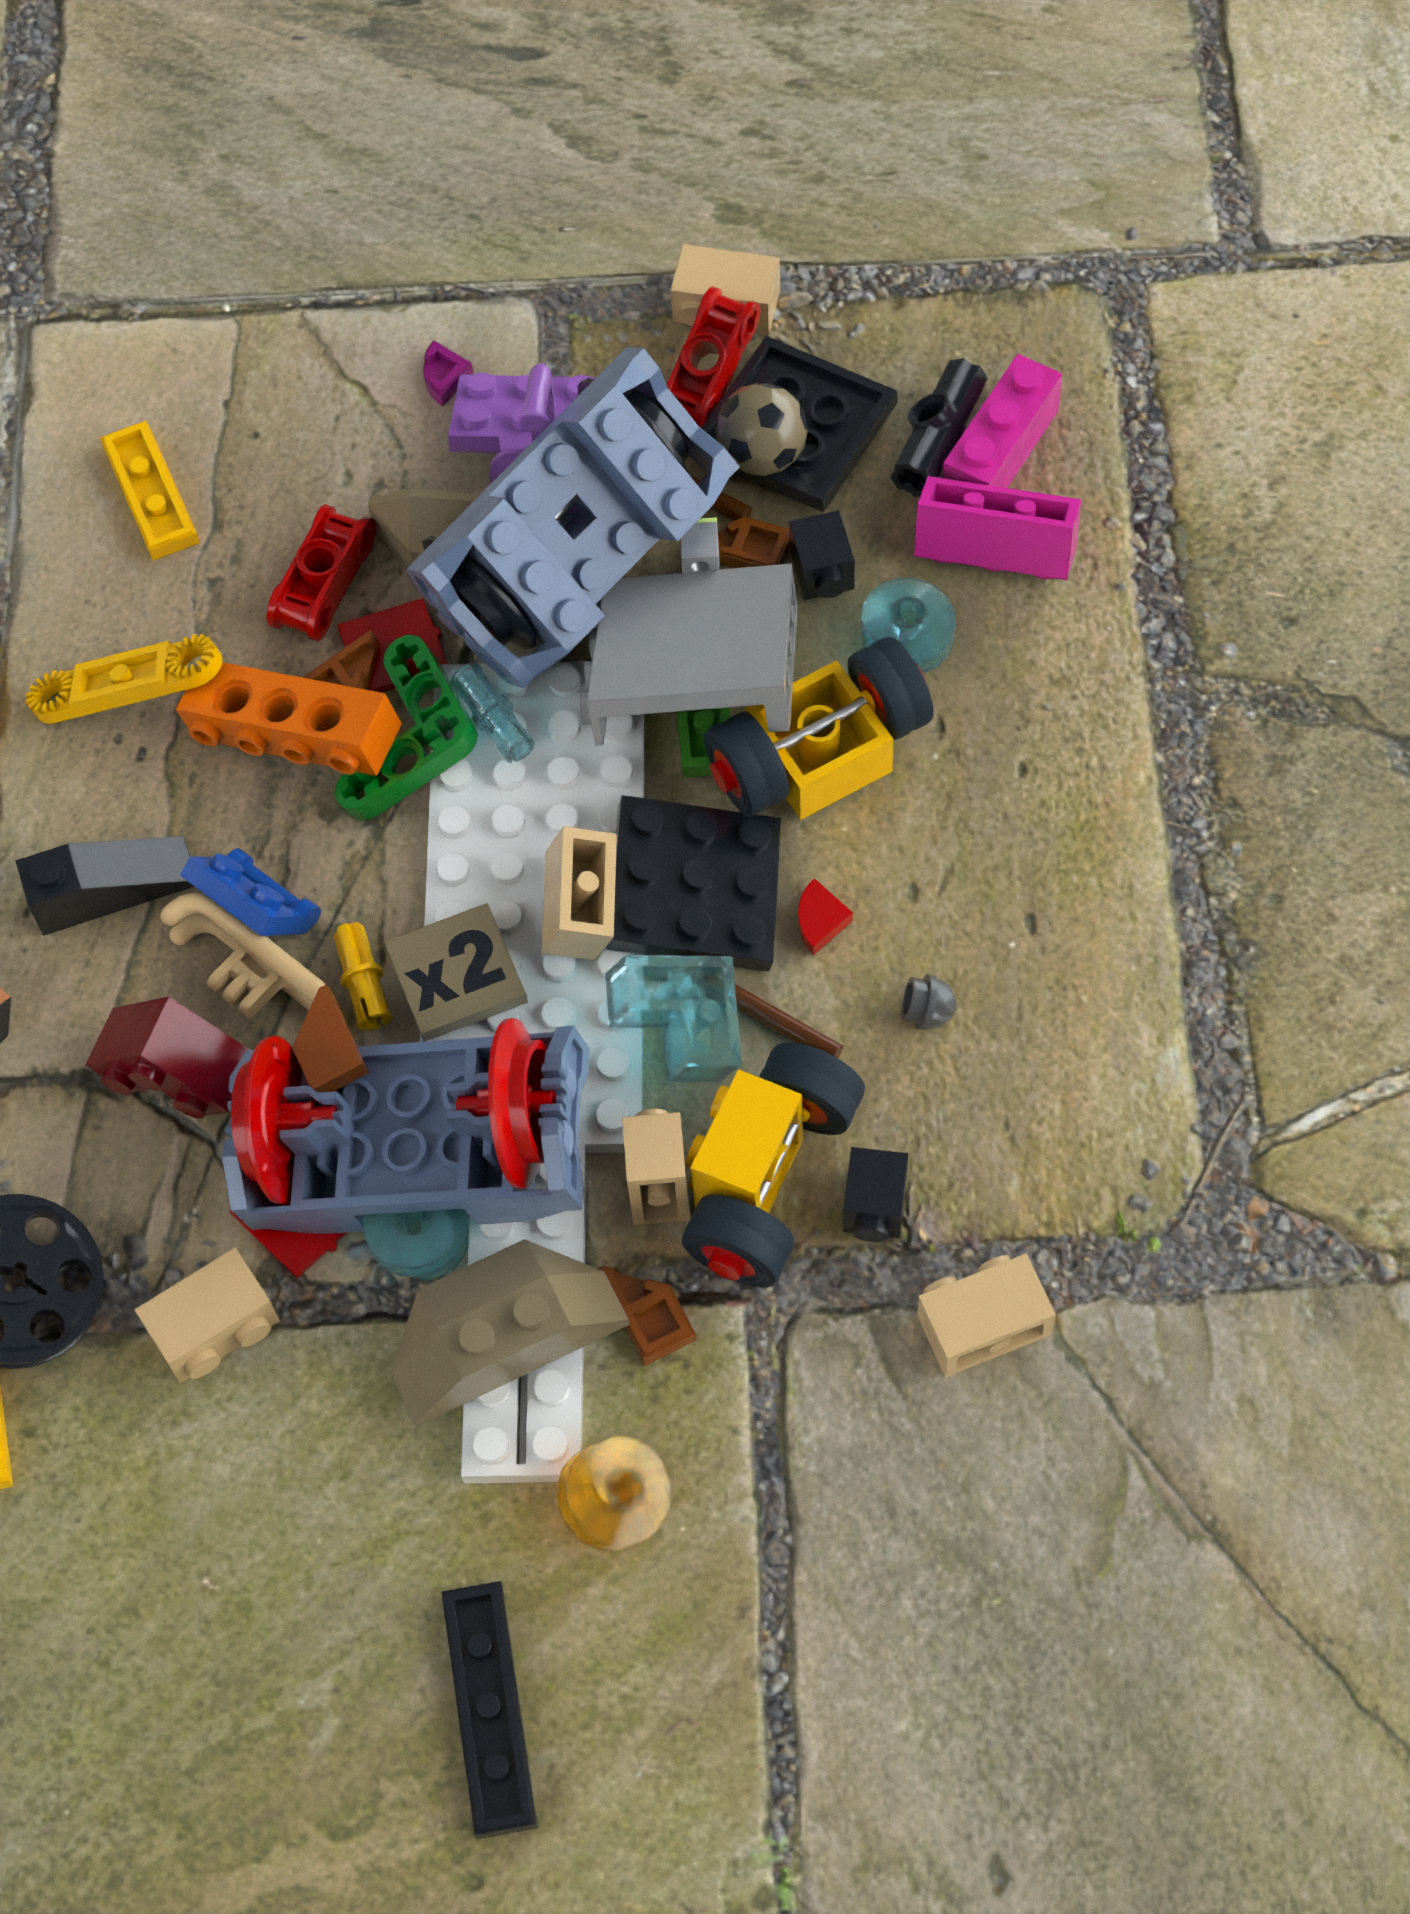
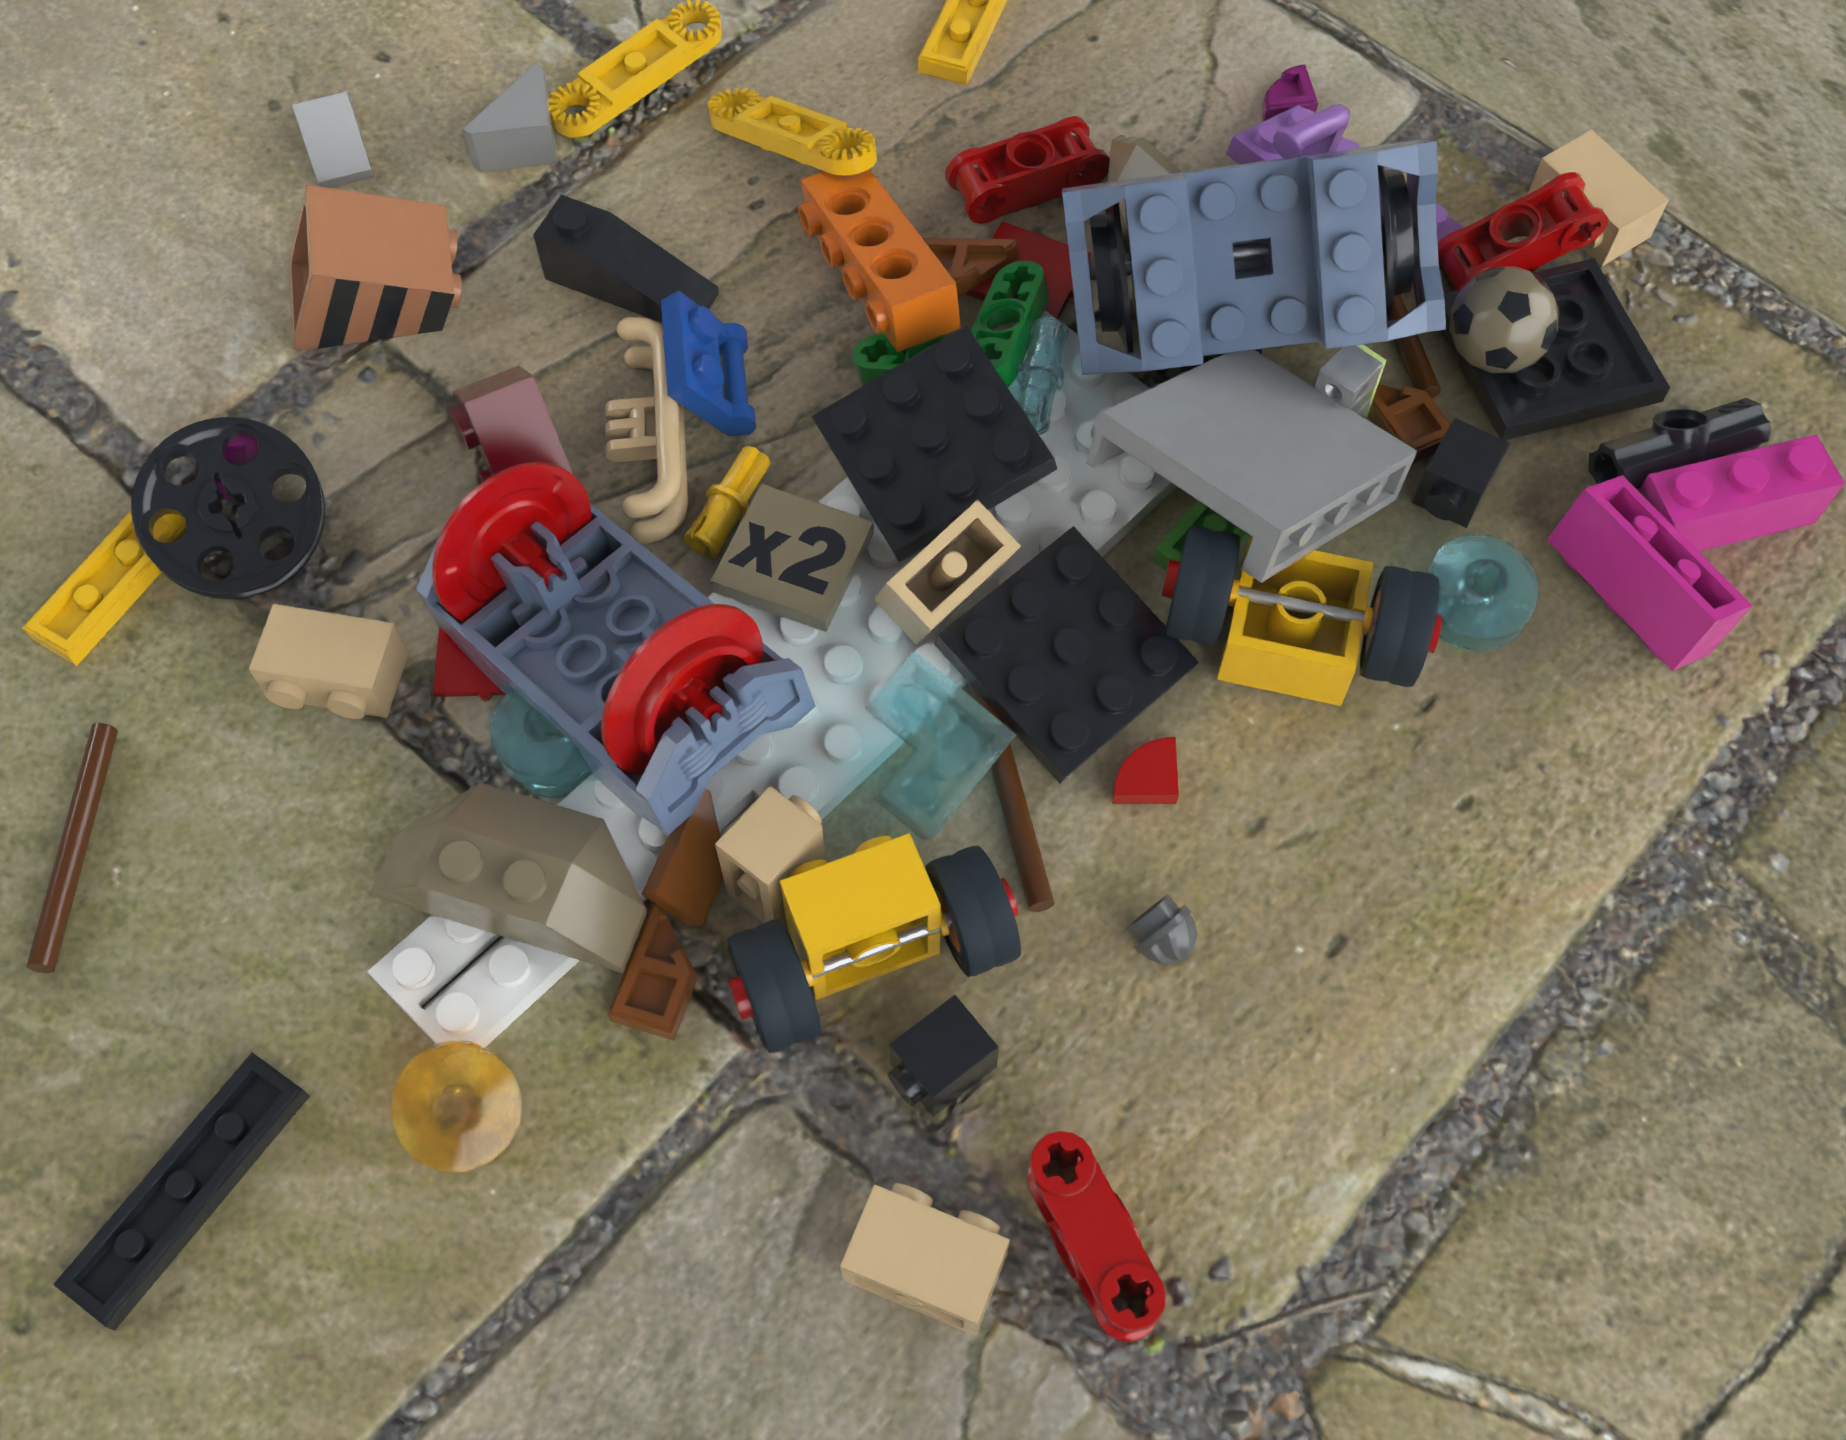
camera: 40 degrees right, 0 degrees up
(162, 1592) = (72, 849): none -> reddish brown bar
(327, 1046) = (615, 521): dark orange tile -> none
(473, 816) = (934, 442): none -> black plate
(603, 1230) = (688, 867): none -> dark orange tile
(1066, 1212) = (1095, 1236): none -> red piece

